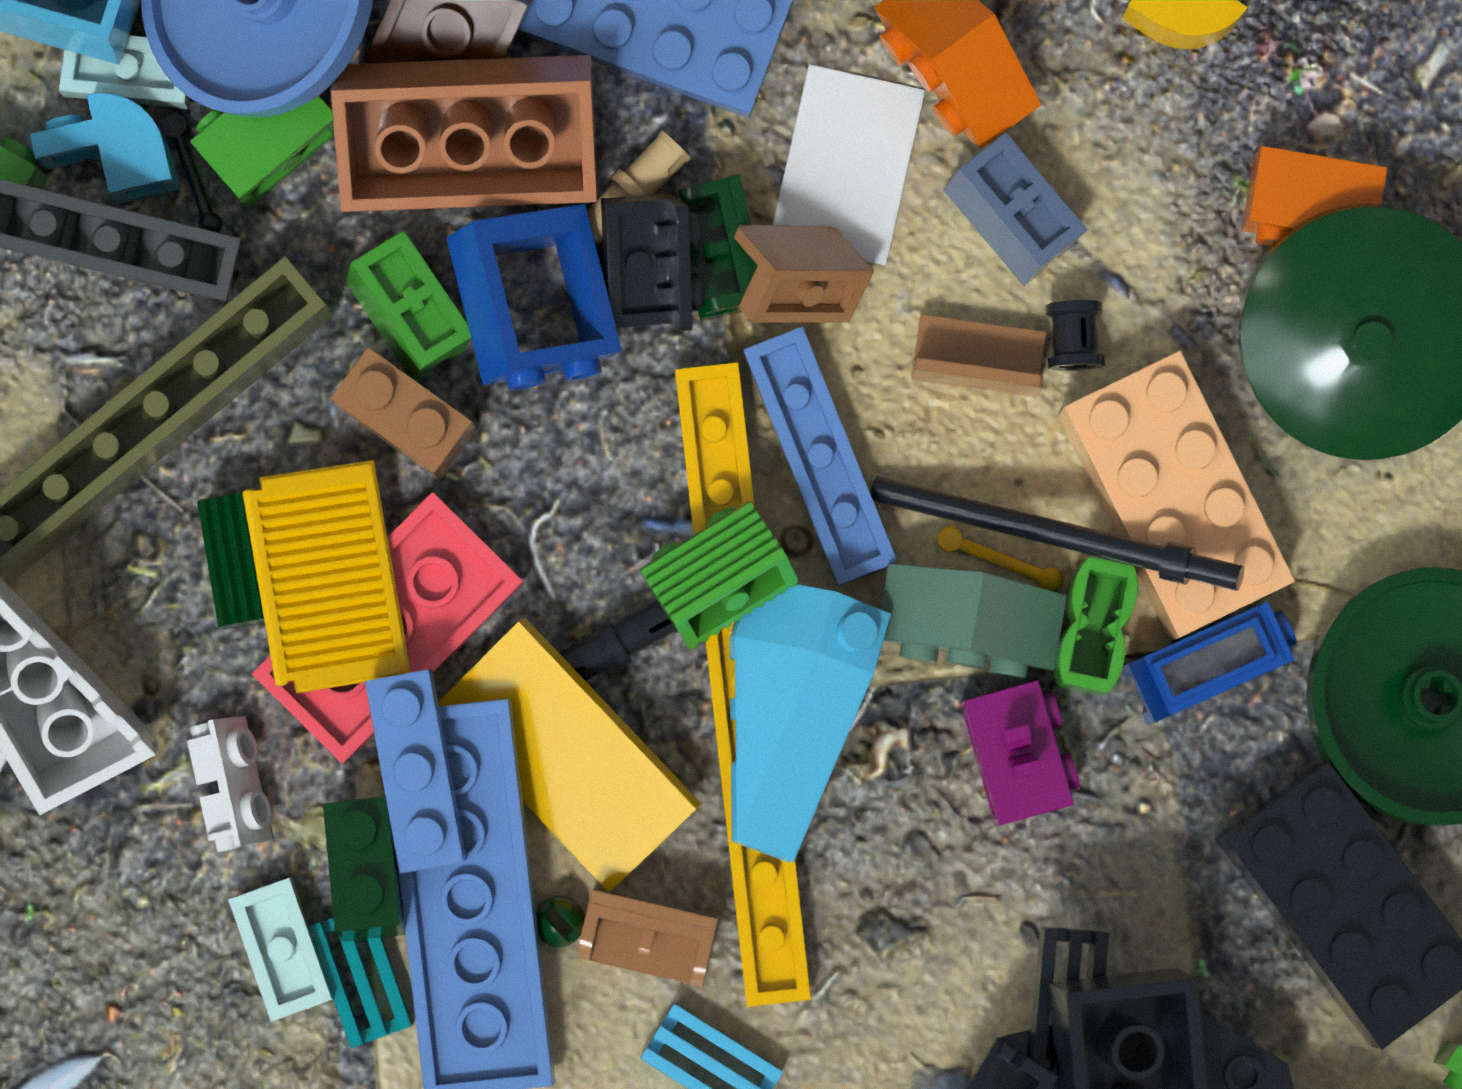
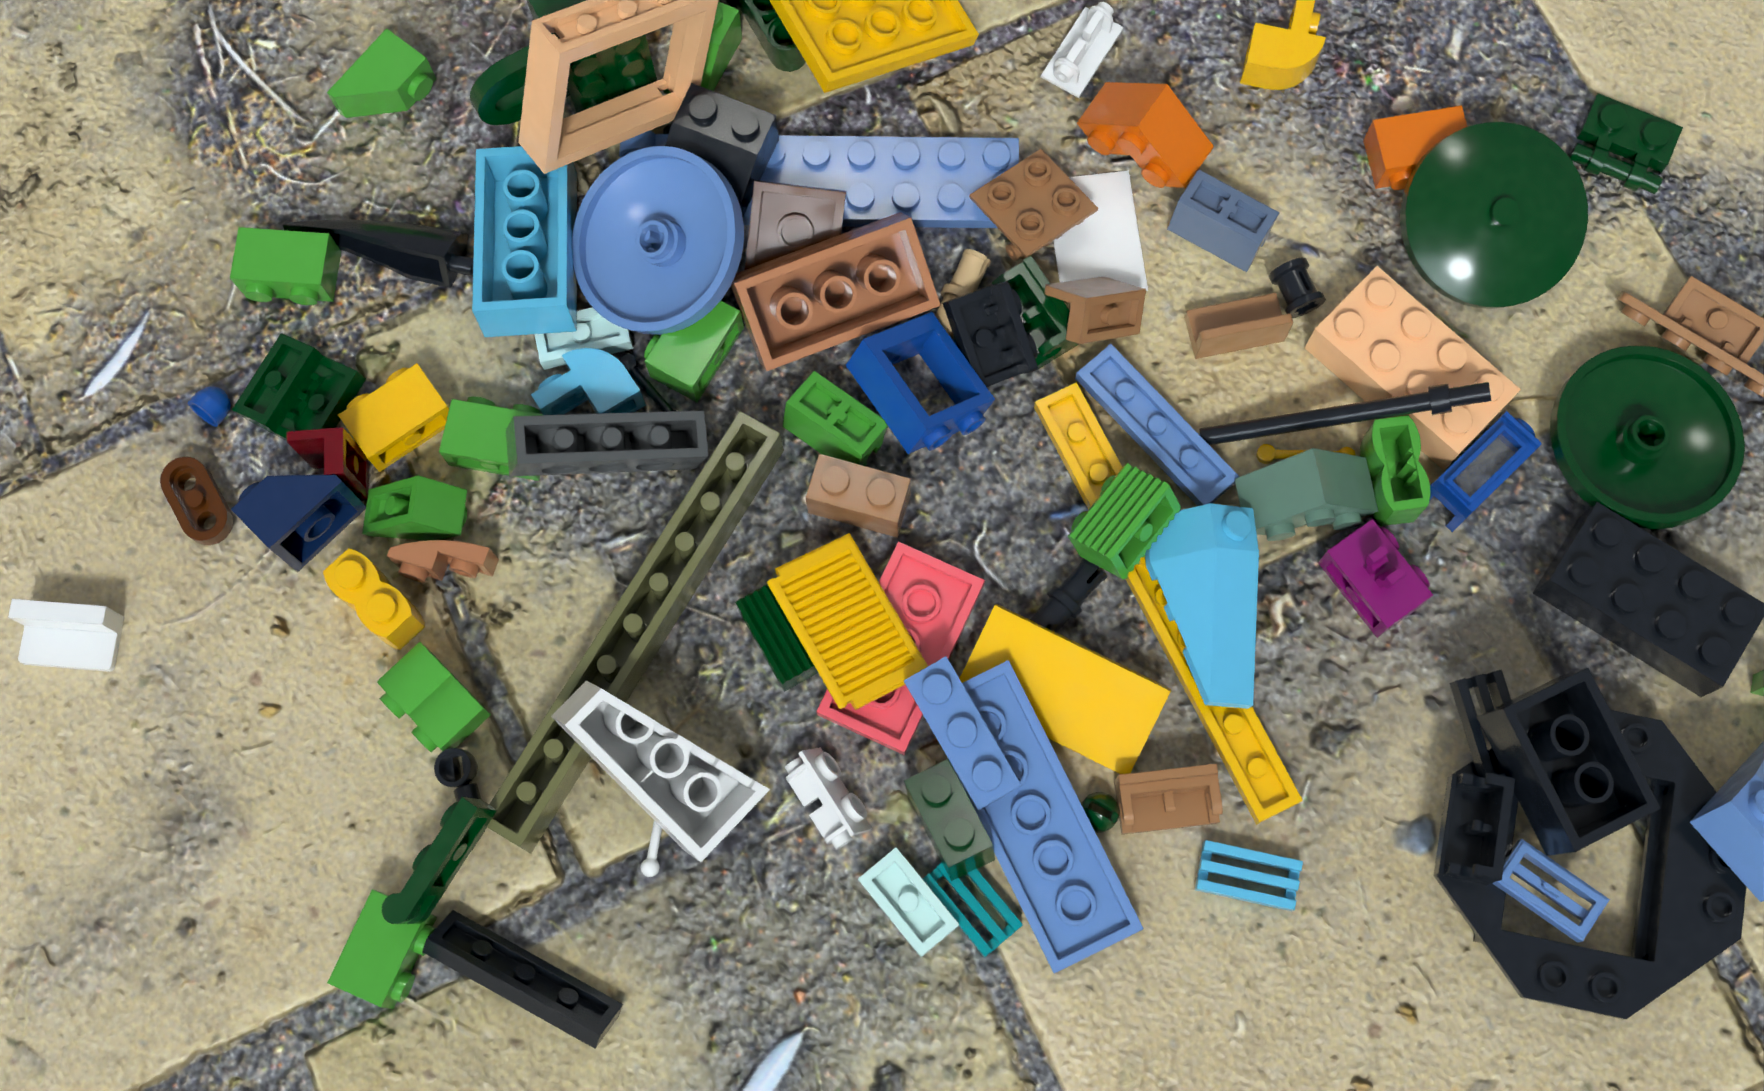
camera: 15 degrees left, 10 degrees down
(772, 101) = (1033, 204): none -> medium nougat hinge

